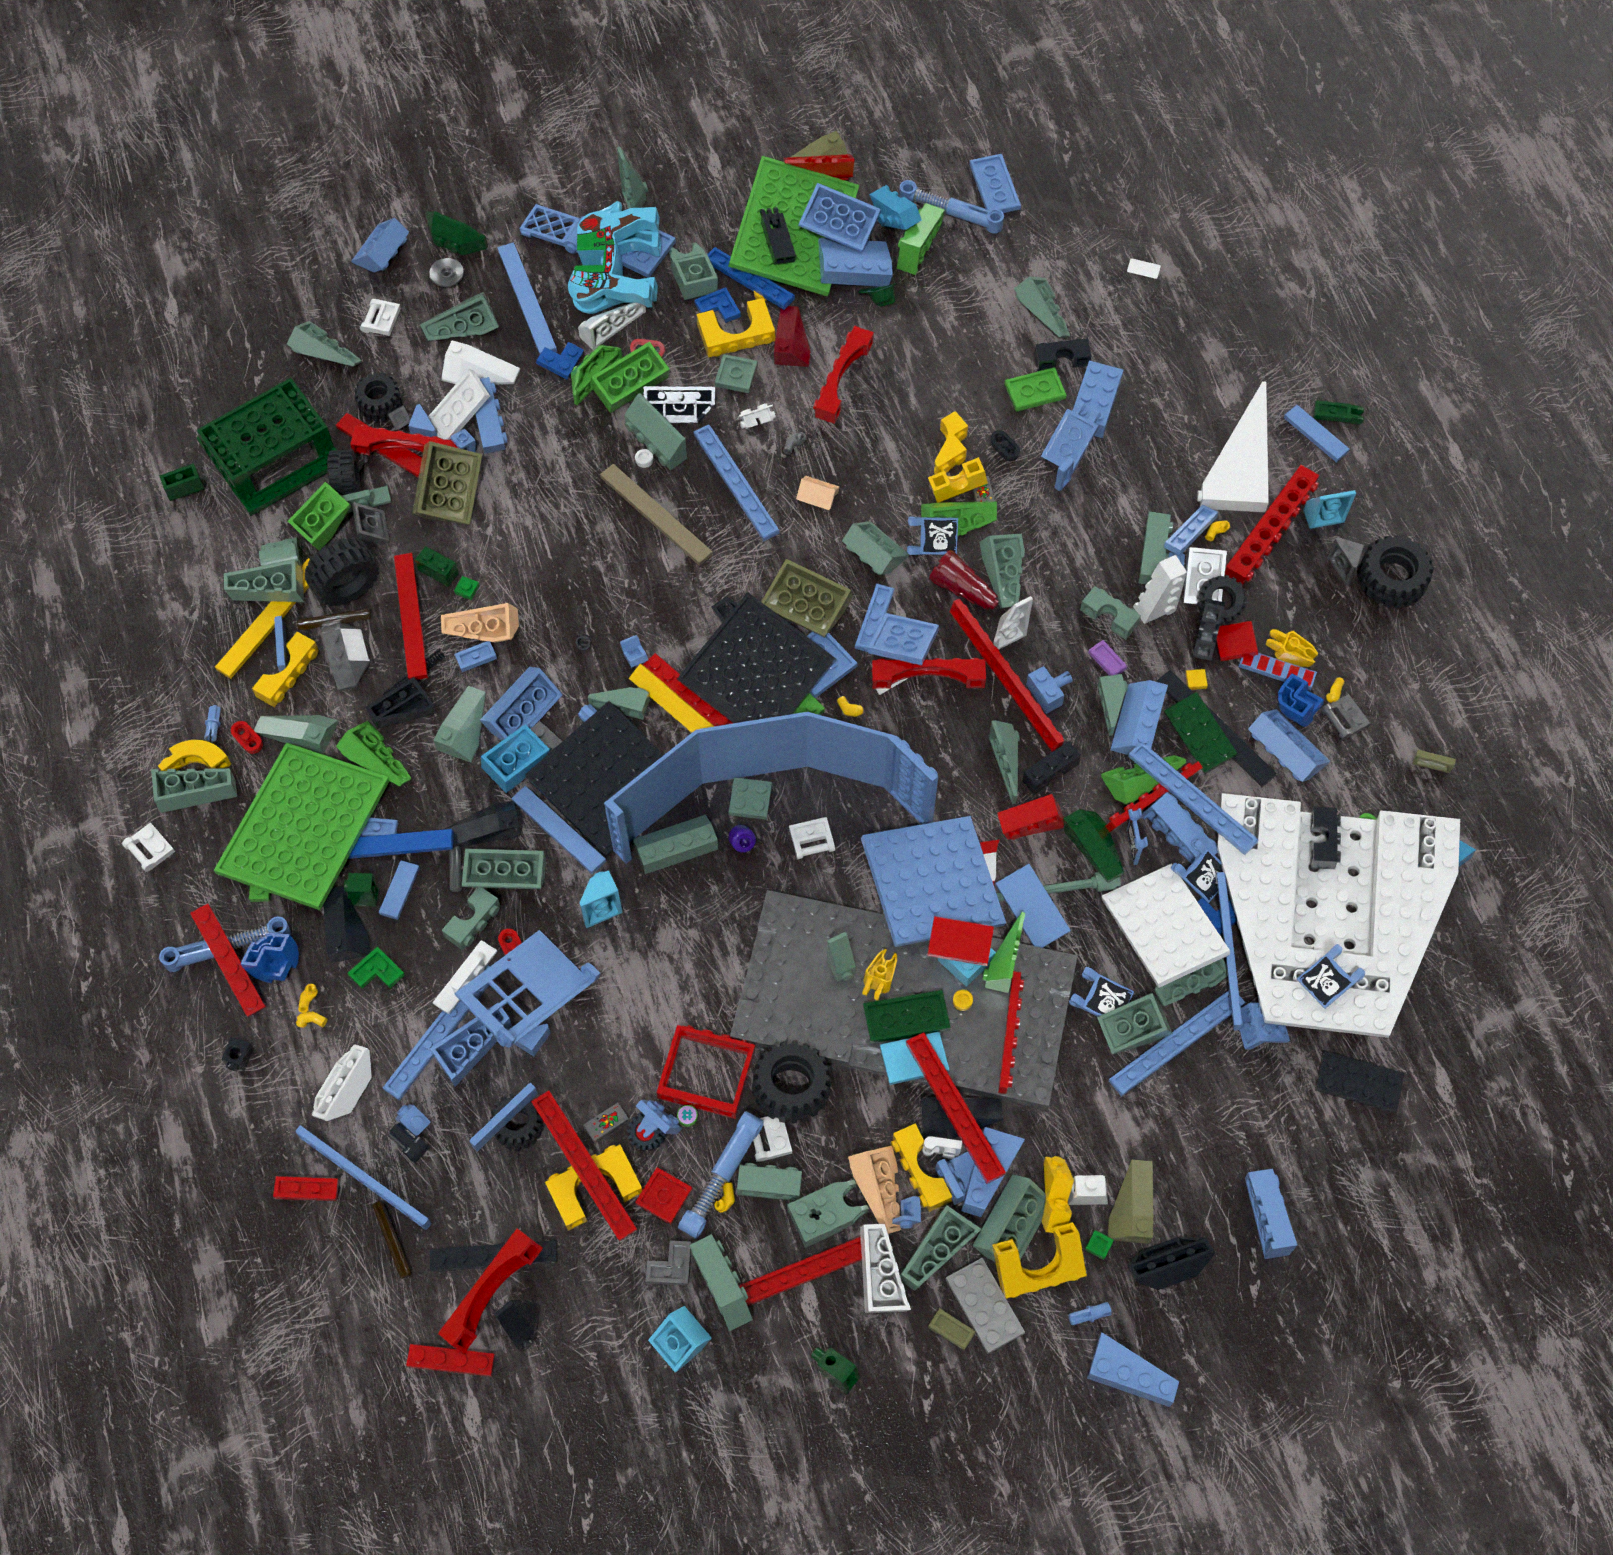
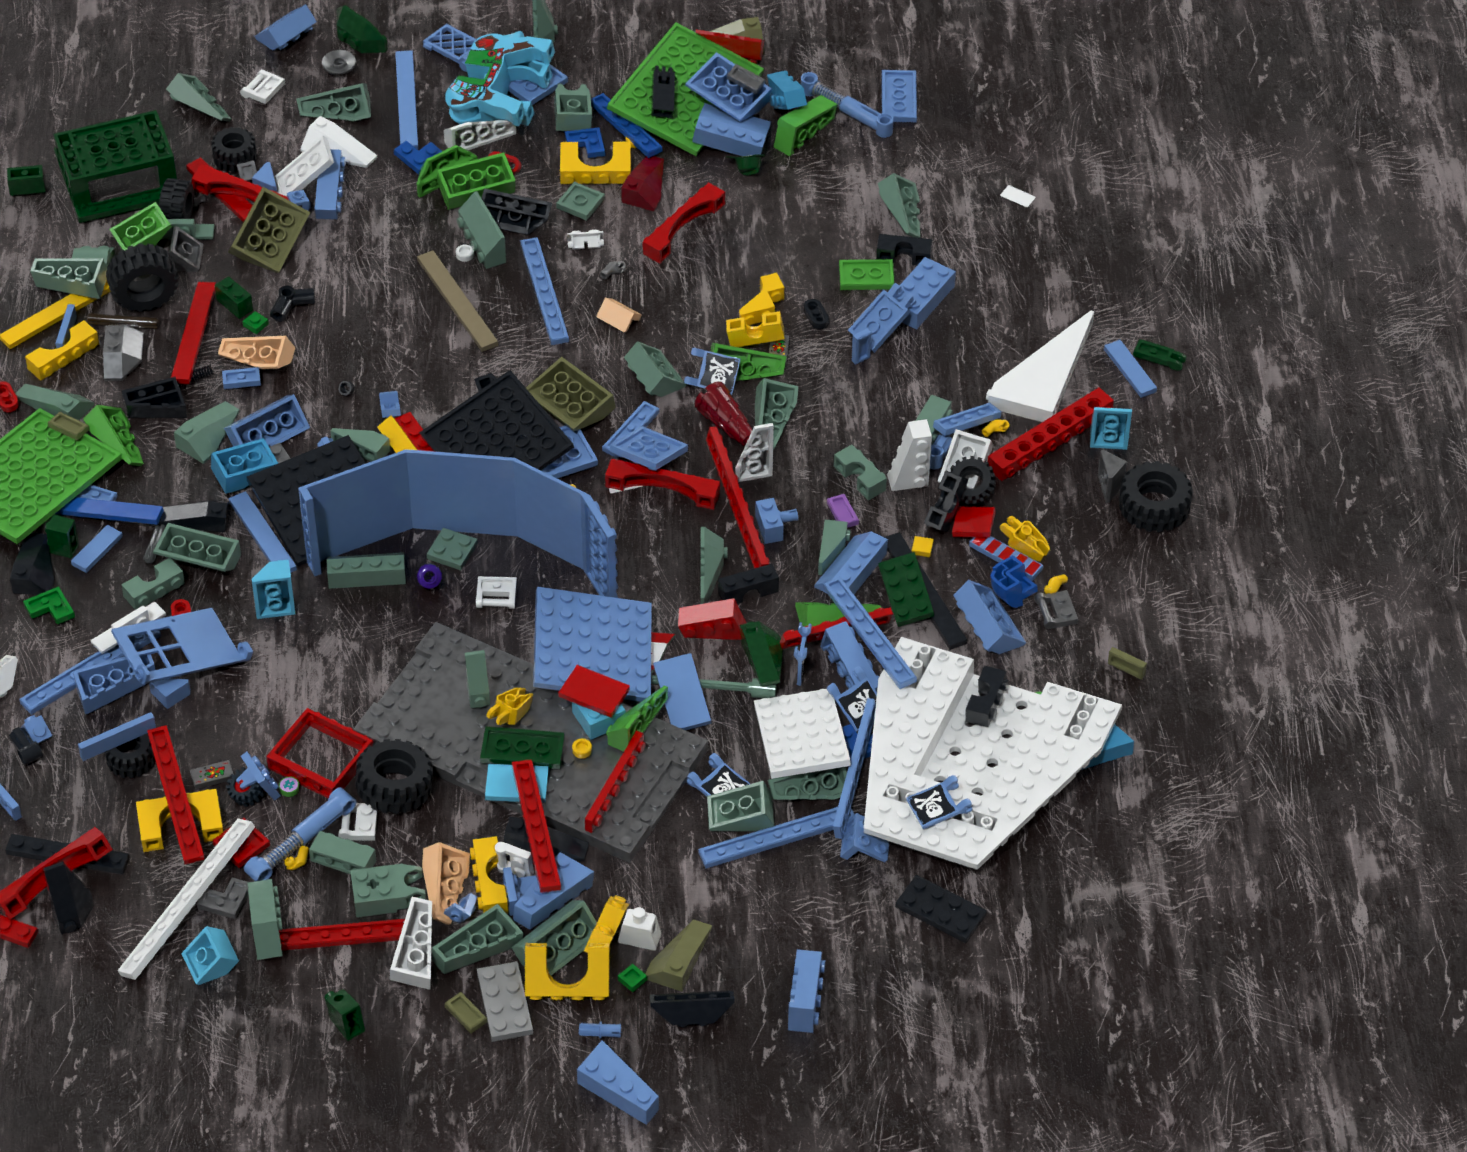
camera: 15 degrees right, 15 degrees down
(323, 758) = (68, 426): none -> olive tile
(489, 561) = (288, 299): none -> black piece
(634, 1281) = (186, 899): none -> white plate
(854, 205) = (746, 79): none -> flat silver tile

